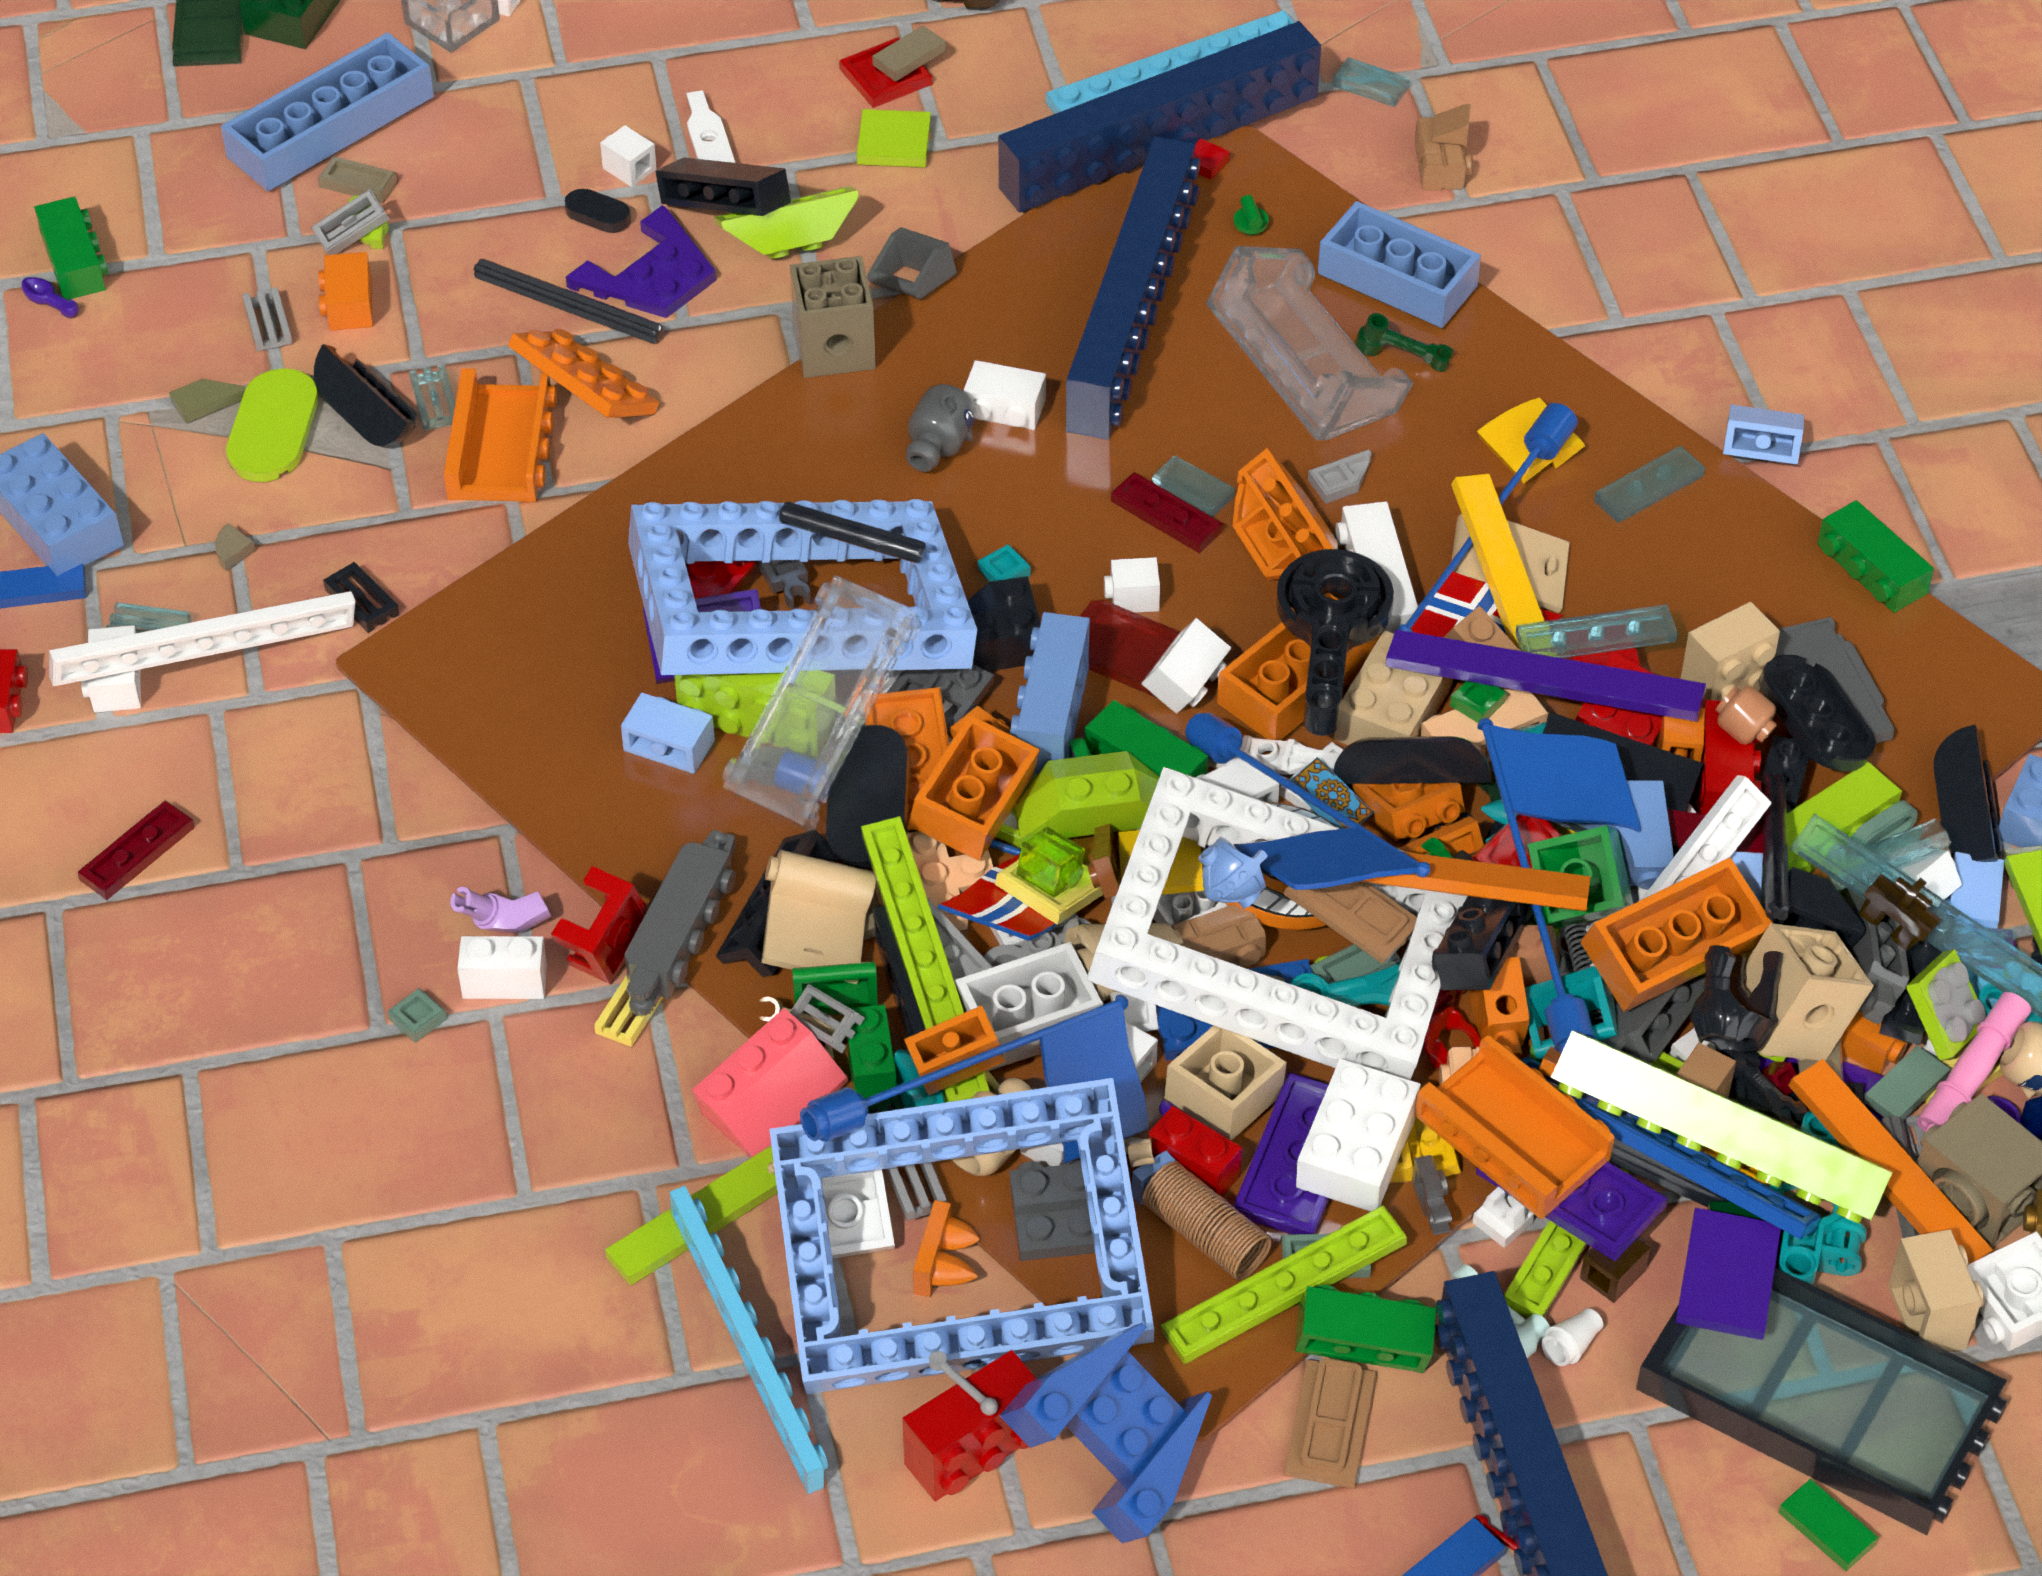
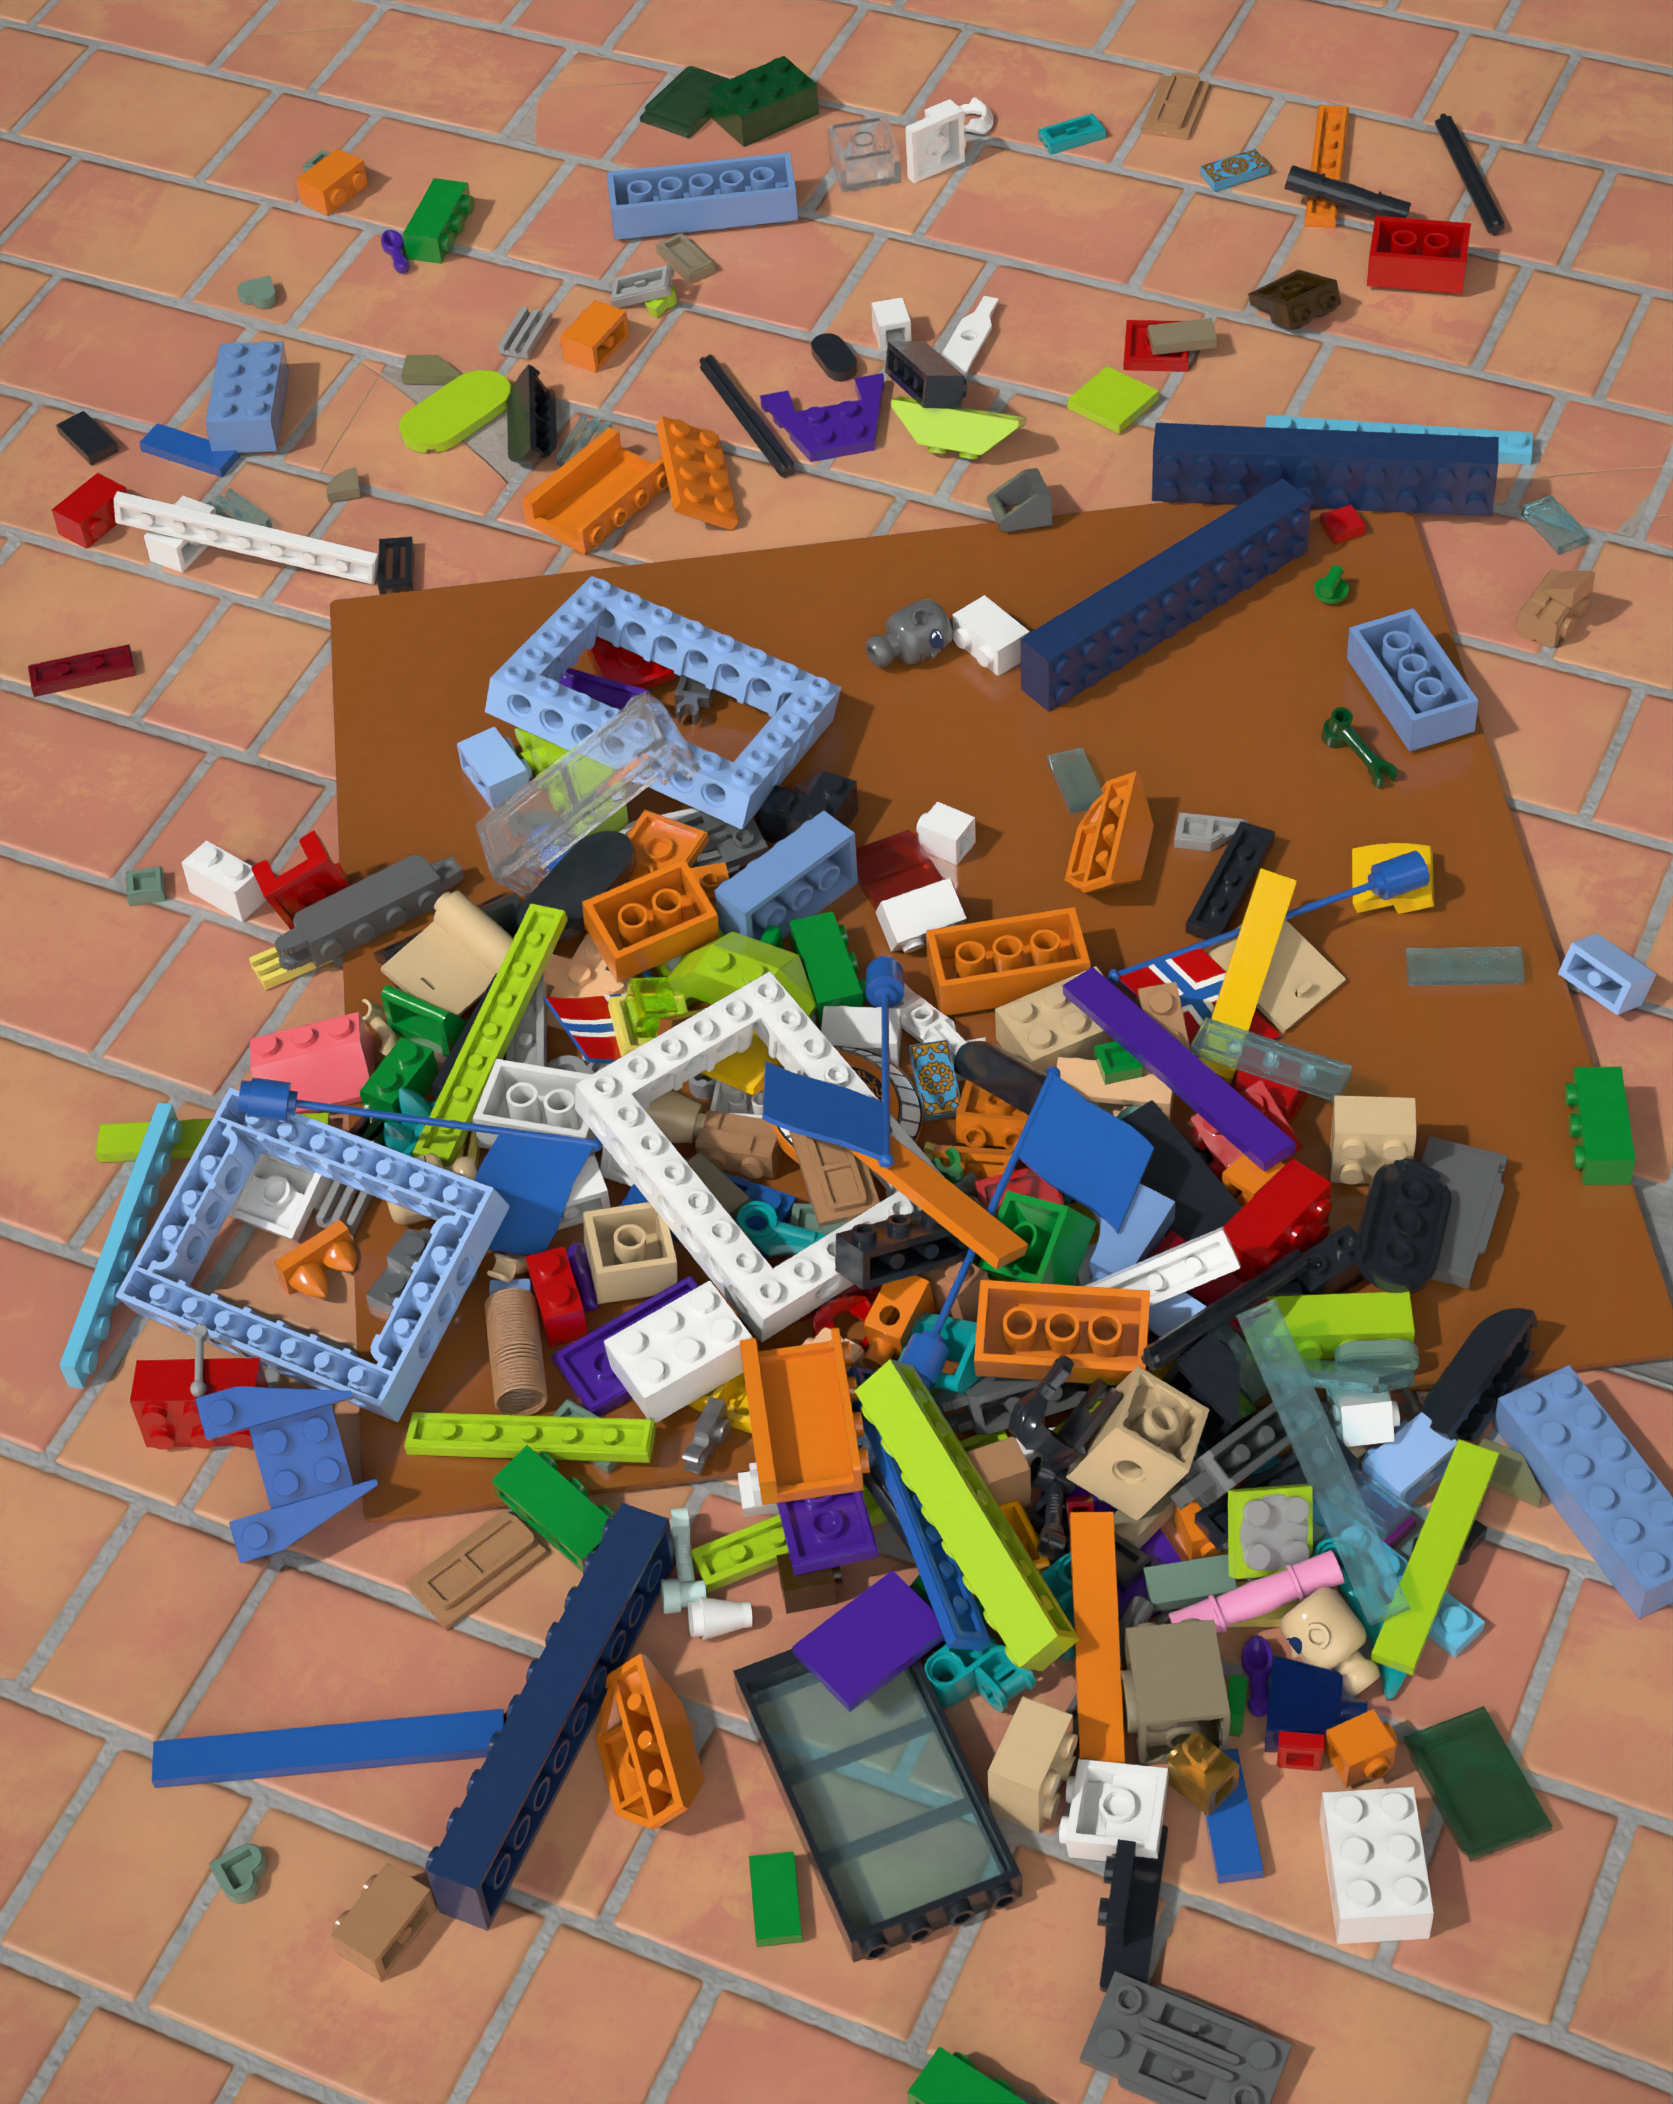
camera: 40 degrees right, 0 degrees up
(500, 913) = (262, 838): lavender arm -> none
(832, 316) = (903, 510): dark tan brick -> none
(841, 1028) = (381, 1040): light grey tile -> none
(852, 532) = (733, 676): black axle -> none
(953, 1042) = (432, 1099): orange brick -> none
(1003, 565) = (867, 770): teal tile -> none
(1166, 512) = (1035, 790): dark red tile -> none
(1231, 874) = (732, 1079): medium blue helmet -> none
(1299, 345) = (1274, 706): clear windscreen -> none
(1330, 624) = (1047, 943): black beam -> none
(1371, 532) = (1154, 913): white brick -> none
(1408, 507) = (1230, 881): none -> black plate
(1630, 1476) = (646, 1746): none -> orange wedge
(1746, 715) = (1302, 1186): nougat head -> none
(1904, 905) = (1283, 1422): dark brown hips -> none

